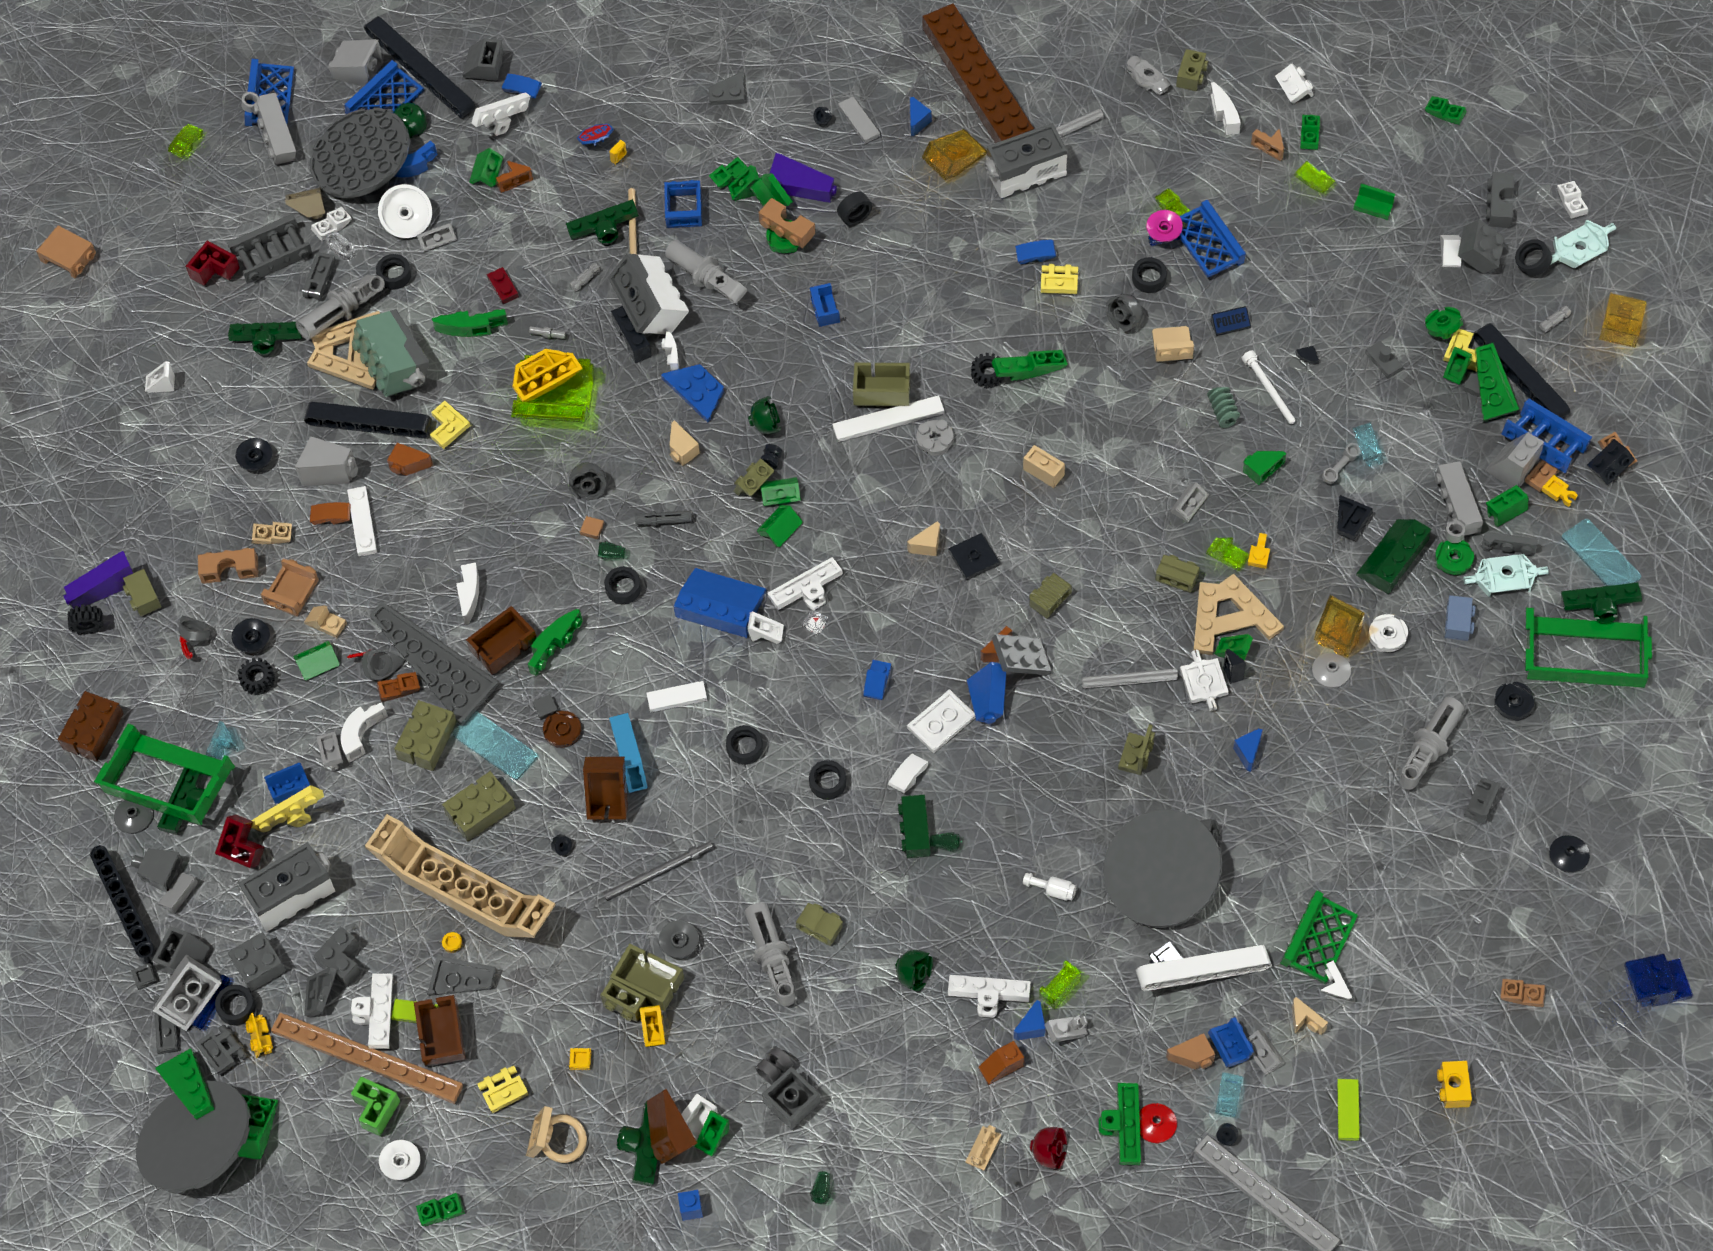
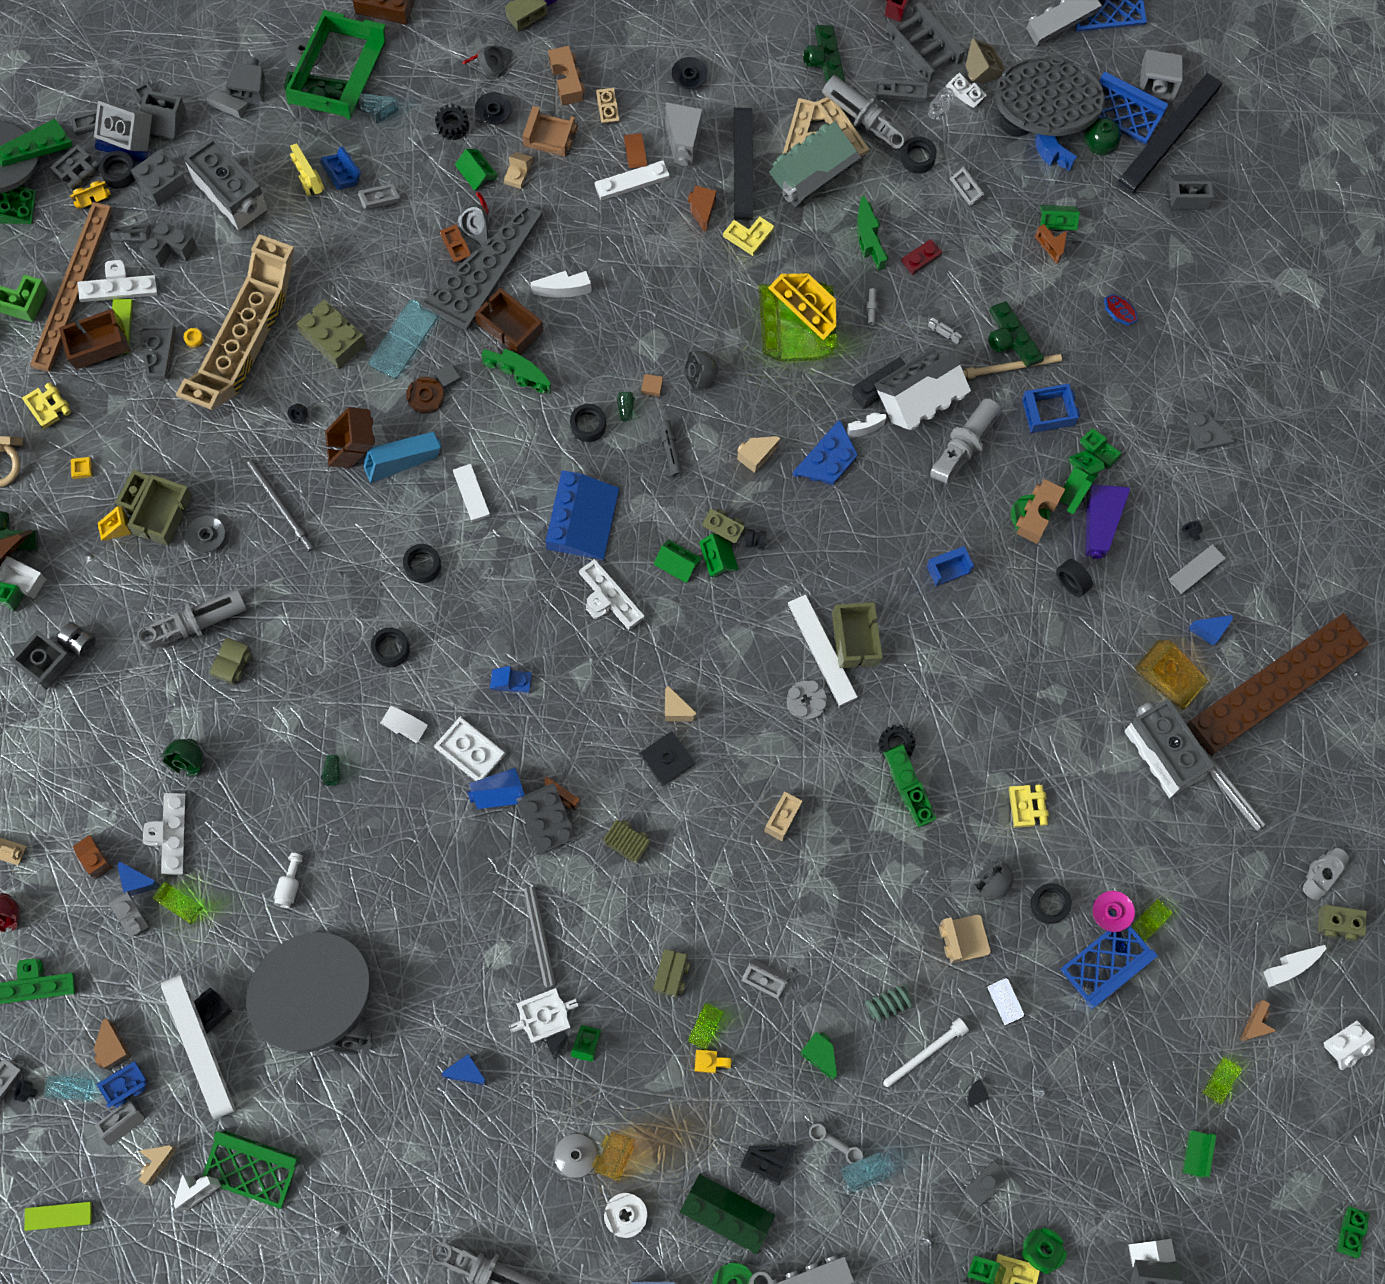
camera: 75 degrees right, 10 degrees up
(118, 898) = (234, 46): black beam -> none
(234, 842) = (269, 138): dark red brick -> none
(356, 726) = (404, 213): white arch -> none
(405, 198) = (980, 141): white dish -> none
(425, 735) = (401, 274): olive piece -> none
(498, 112) = (1123, 213): white plate -> none
(521, 84) = (1167, 231): blue slope -> none
(618, 152) = (1102, 335): yellow tile -> none
(763, 627) = (551, 561): white slope -> none
(764, 416) = (799, 526): dark green cylinder -> none
(815, 622) = (570, 611): clear tile -> none
(914, 826) = (344, 738): dark green brick -> none
(1036, 250) = (1058, 776): blue slope -> none
(1137, 751) = (450, 952): olive bracket -> none
(1159, 1131) = (46, 1023): red dish -> none
(1251, 613) = (632, 1063): tan plate -> none
(1310, 132) = (1286, 1069): green slope -> none

